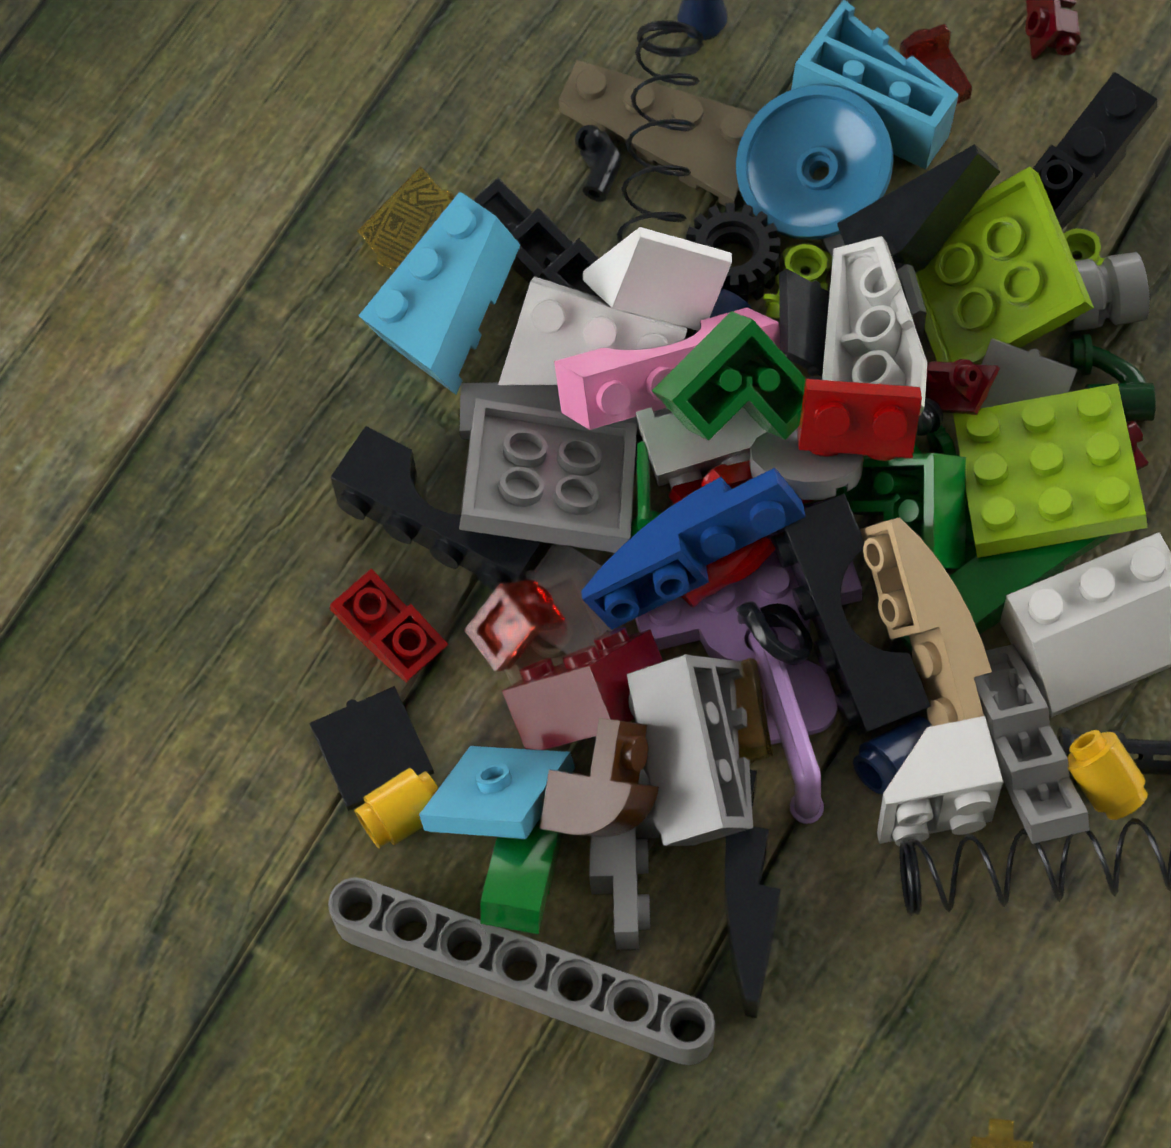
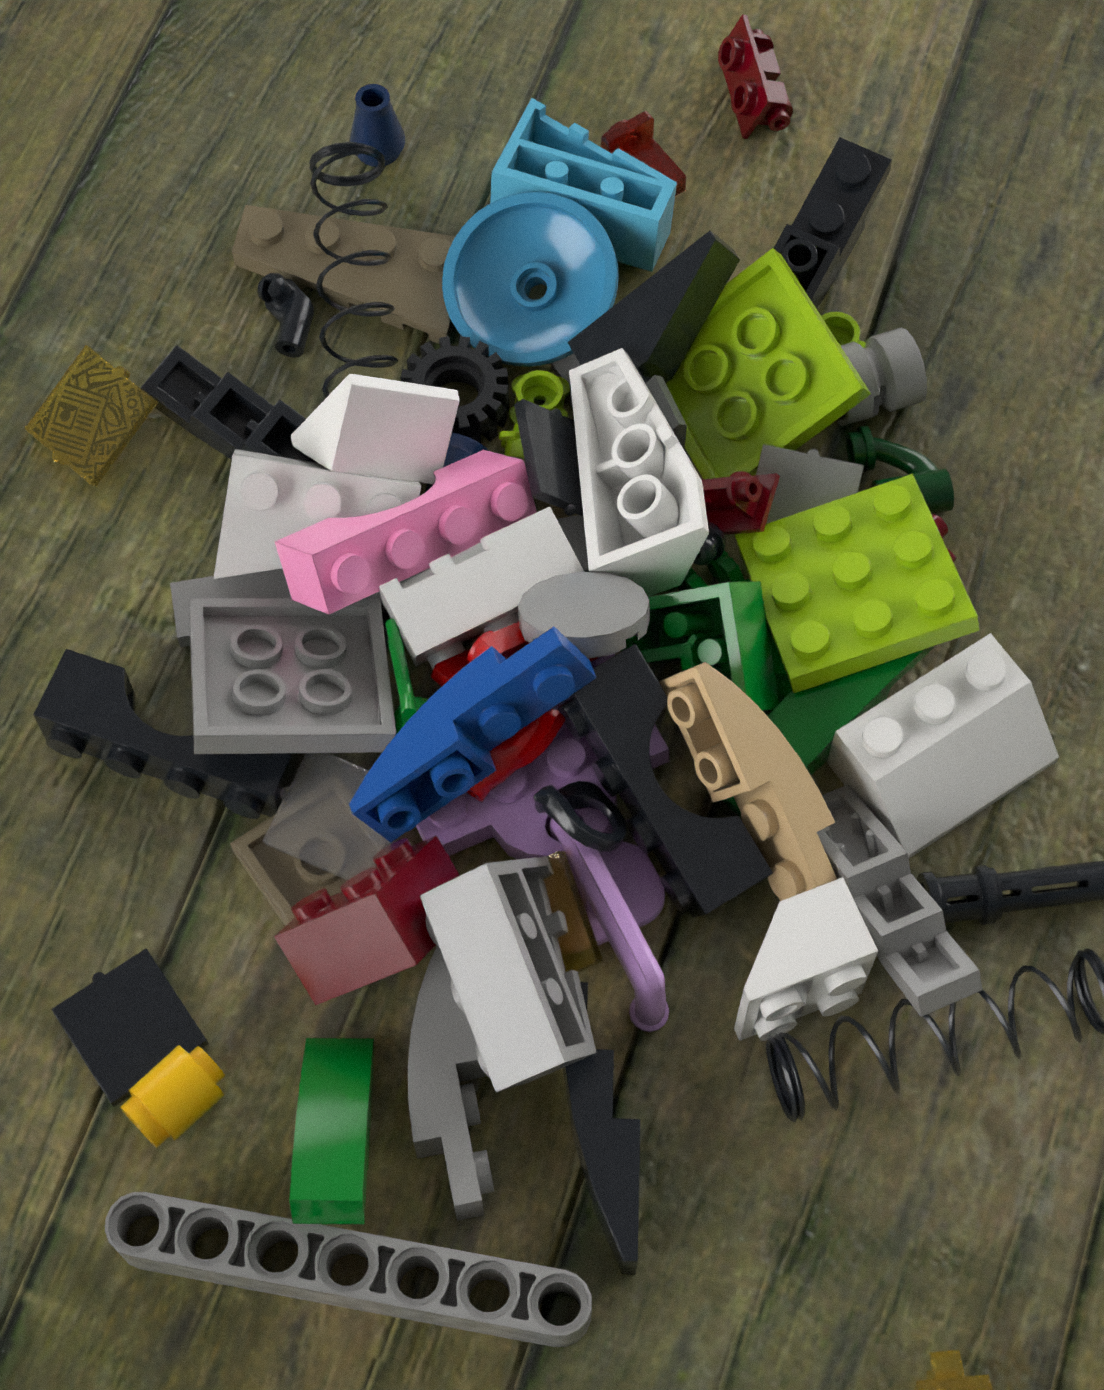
camera: 15 degrees left, 0 degrees up
(387, 626) = (128, 878): red slope -> none
(443, 290) = (134, 479): medium azure wedge -> none
(494, 792) = (287, 1059): medium azure plate -> none
(512, 621) = (273, 851): clear red bracket -> none
(610, 797) = (424, 1043): brick -> none
(731, 371) = (491, 520): green brick -> none
(859, 419) = (638, 556): red bracket -> none
(885, 754) = (734, 937): dark blue cone -> none
(1107, 774) = (987, 920): yellow brick -> none

